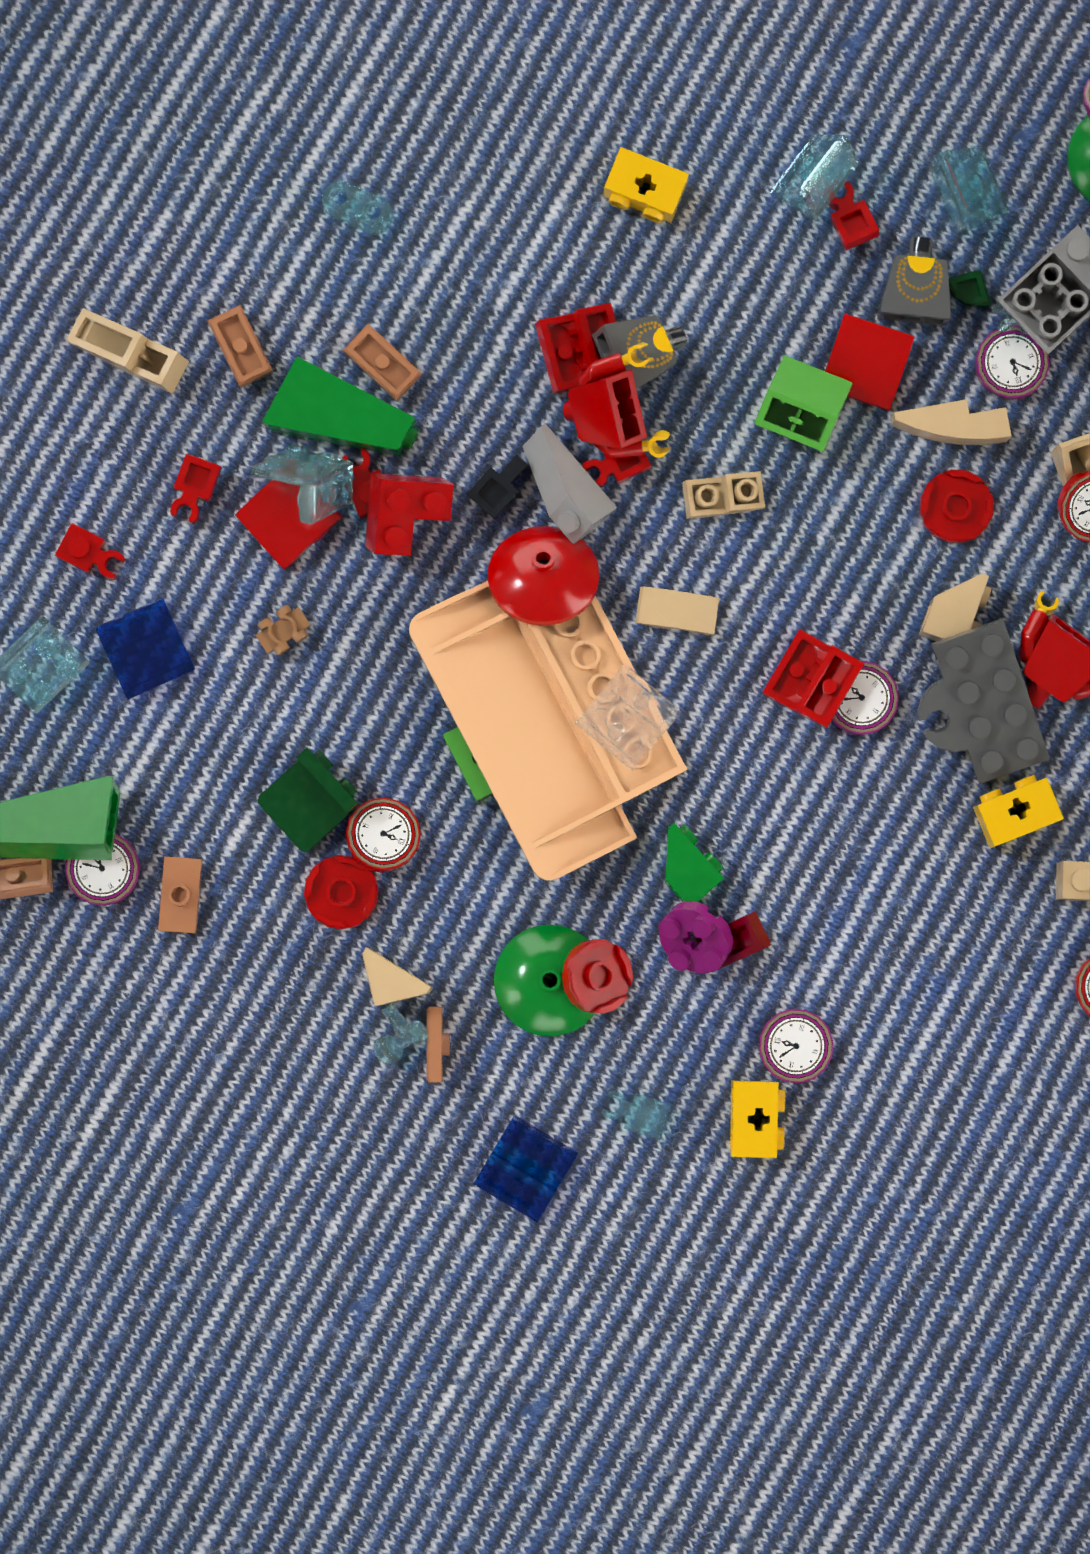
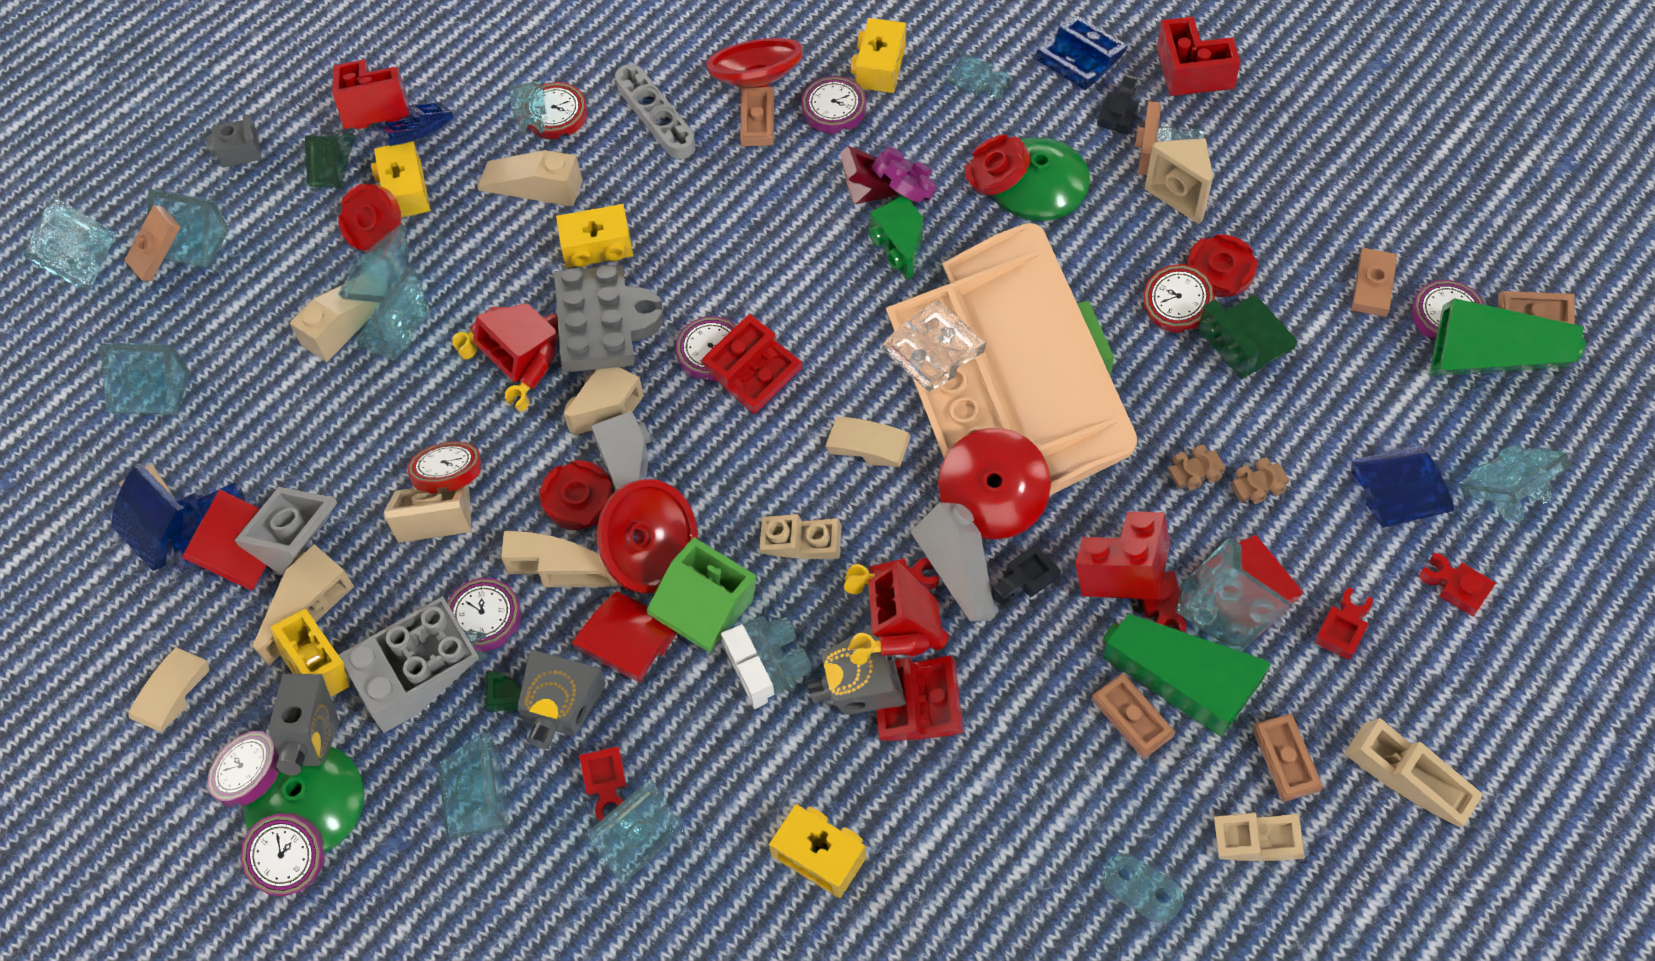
camera: 165 degrees left, 25 degrees down
(259, 270) = (1259, 839): none -> tan slope
(352, 631) = (1196, 470): none -> medium nougat piece
(399, 1149) = (1195, 64): none -> red brick
(472, 1086) = (1120, 110): none -> black plate
(736, 372) = (760, 661): none -> hips
(869, 450) = (662, 528): none -> red dish
(878, 1010) = (757, 116): none -> nougat plate
(906, 1089) = (755, 62): none -> red dish
(916, 546) = (623, 448): none -> light grey slope
(1001, 999) = (654, 111): none -> light grey beam

